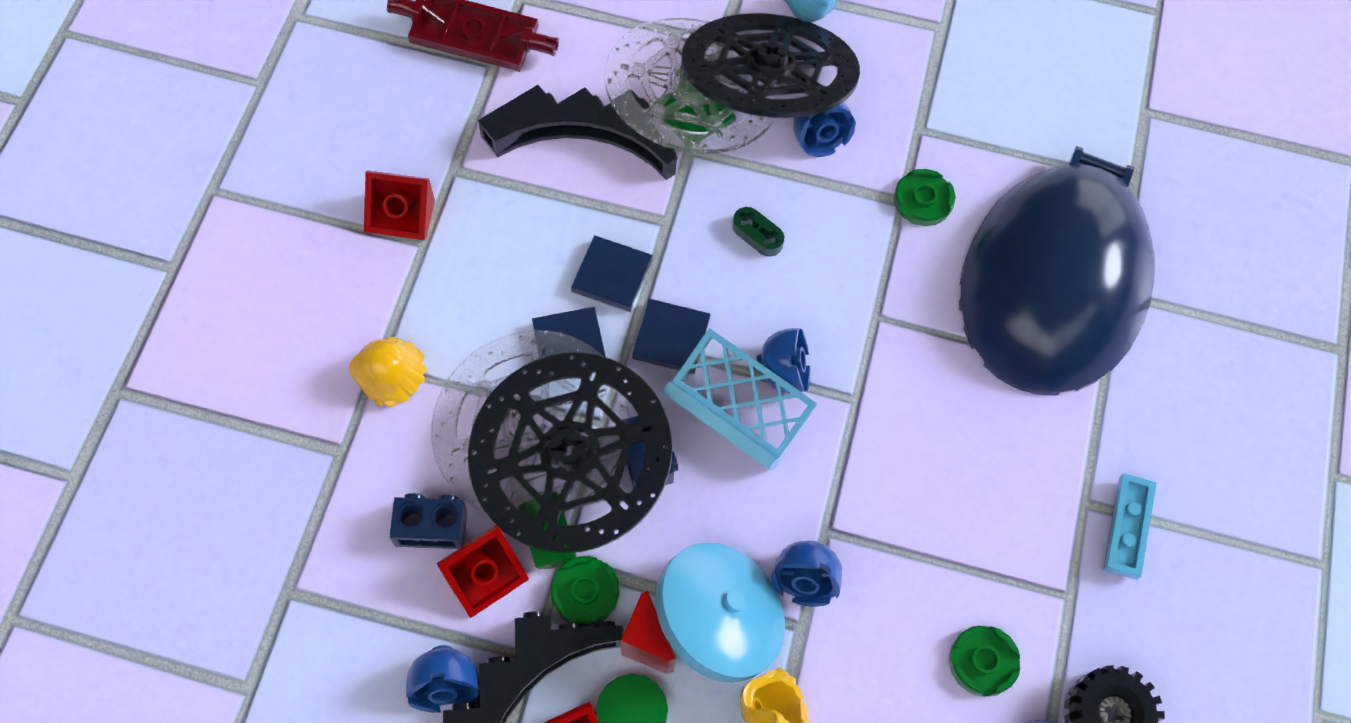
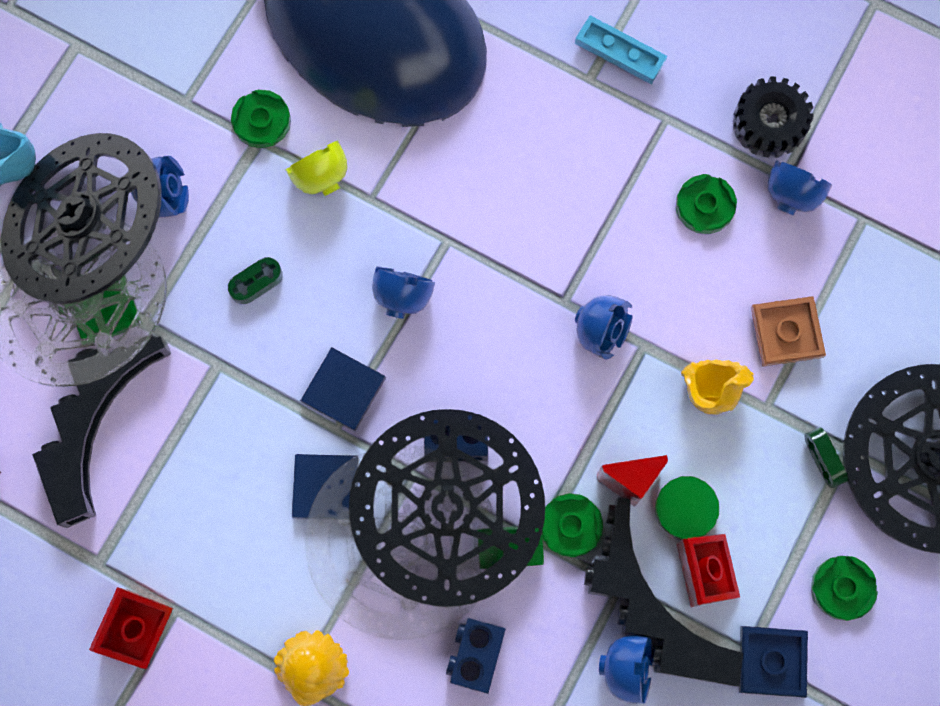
camera: 70 degrees left, 10 degrees up
(483, 571) = (537, 612): red slope -> none
(612, 273) = (262, 429): dark blue tile -> none
(720, 612) = (626, 409): medium azure dish -> none
(724, 423) = (448, 361): medium azure fence -> none
(887, 256) = (320, 170): none -> neon yellow cylinder

